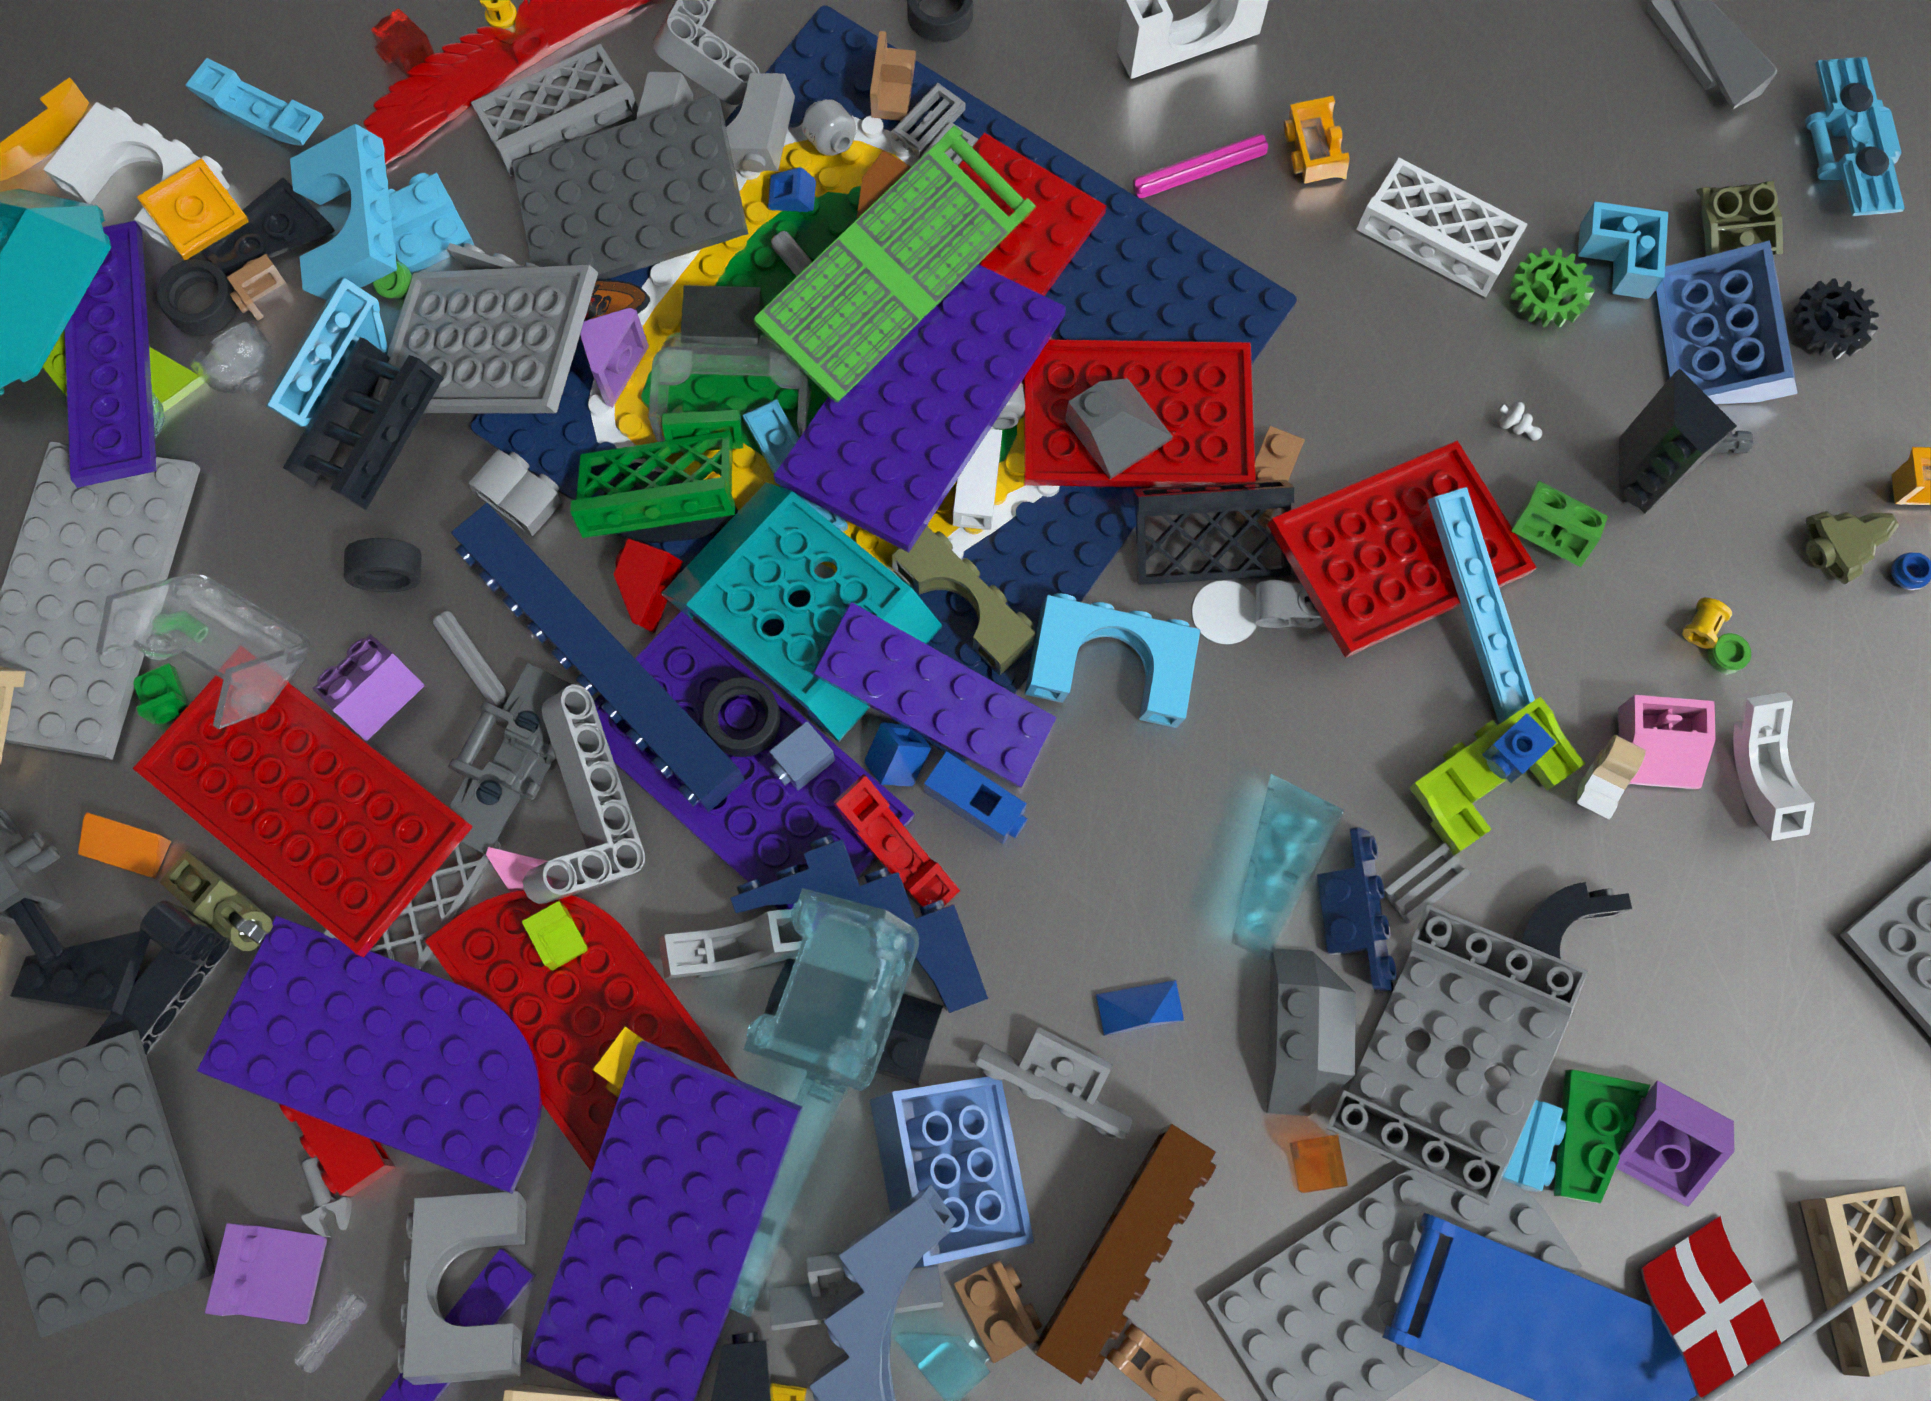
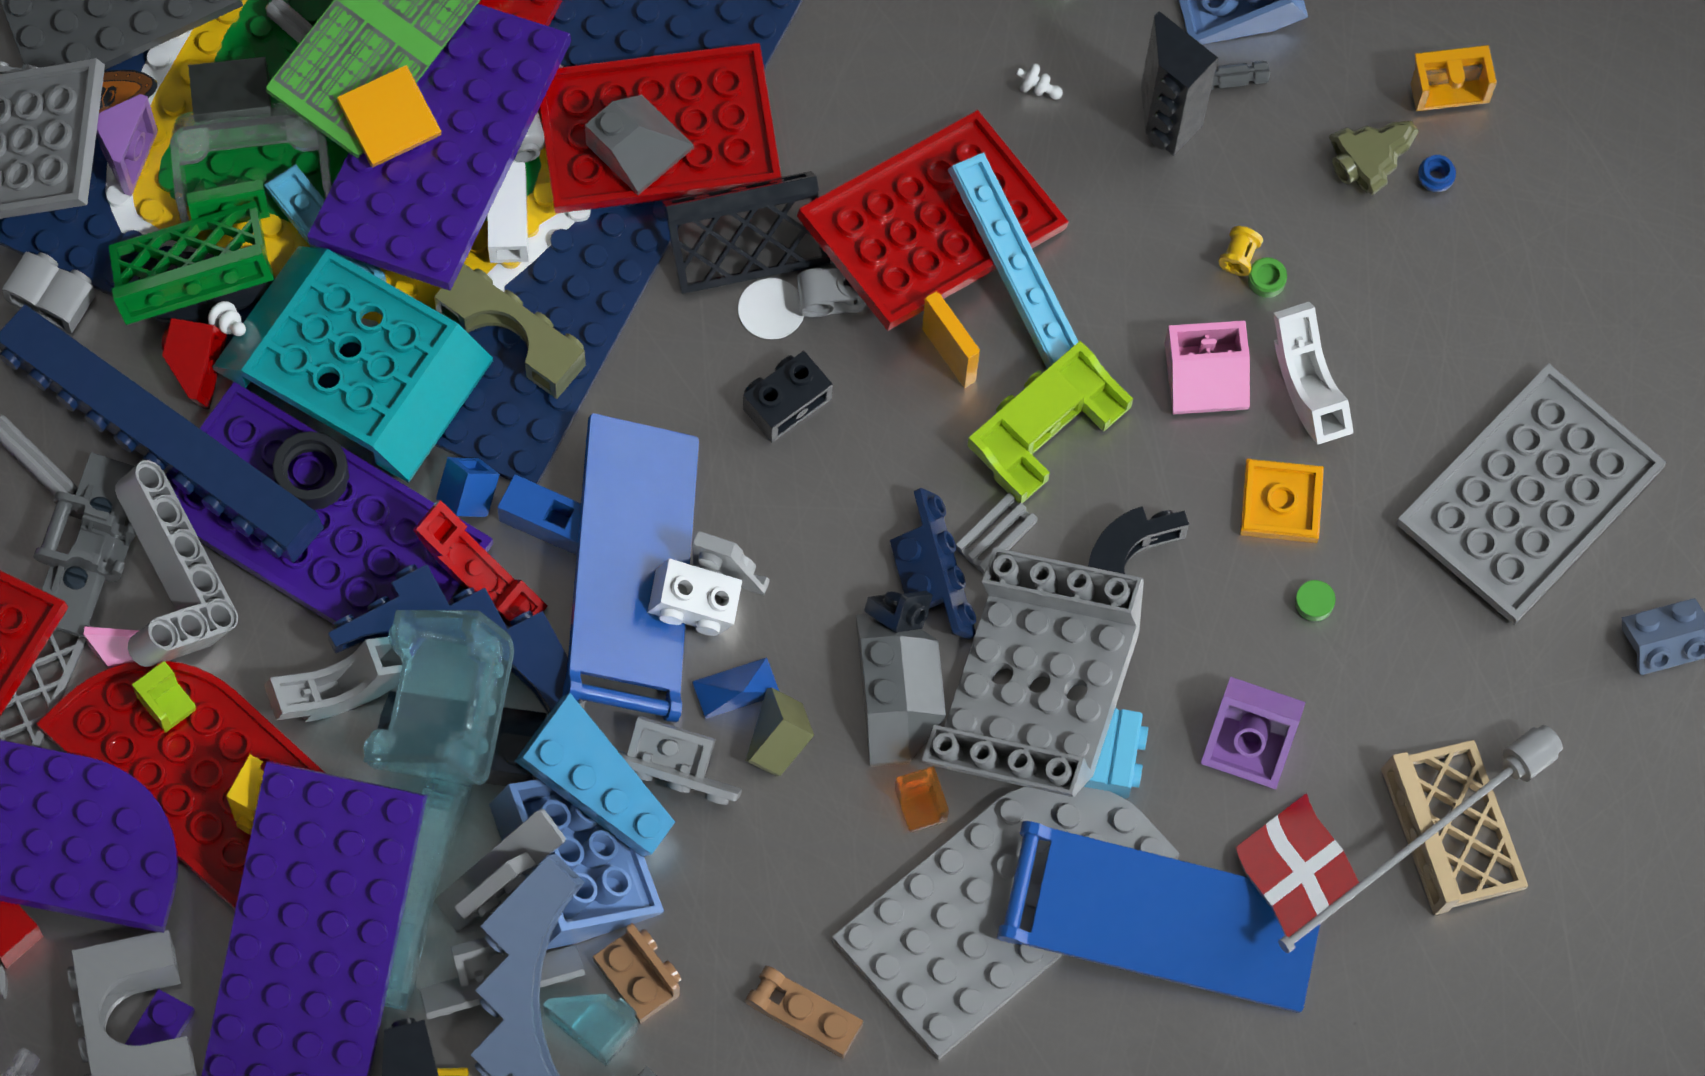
camera: 10 degrees left, 5 degrees down
(682, 546) = (226, 318): none -> white hair
(801, 757) = (375, 499): sand blue brick -> none
(870, 1187) = (500, 870): none -> light grey bracket
(873, 365) = (389, 116): none -> light orange tile
(933, 695) = (485, 419): dark purple plate -> none
(974, 1086) = (592, 775): none -> dark azure wedge
(1052, 865) = (630, 523): none -> flag
(1112, 909) = (694, 597): none -> white brick
(1124, 1252) = (746, 897): reddish brown brick -> none
(1144, 874) = (727, 559): none -> light grey wing
(1164, 647) = (712, 347): medium azure arch -> none
(1180, 1068) = (779, 733): none -> olive slope
(1231, 706) = (787, 395): none -> black brick
(1275, 462) = (801, 154): medium nougat hinge -> none
(1285, 855) = (854, 528): clear light blue wedge -> none
(1319, 957) = (899, 610): none -> black bracket
(1407, 674) = (950, 339): none -> light orange tile
(1518, 749) = (1060, 390): blue brick -> none
(1560, 523) = (1085, 175): bright green brick -> none
(1597, 1118) = (1179, 727): green wing -> none
(1609, 776) = (1156, 406): leg -> none
(1723, 892) = (1281, 501): none -> light orange tile
(1748, 1005) = (1315, 600): none -> bright green tile

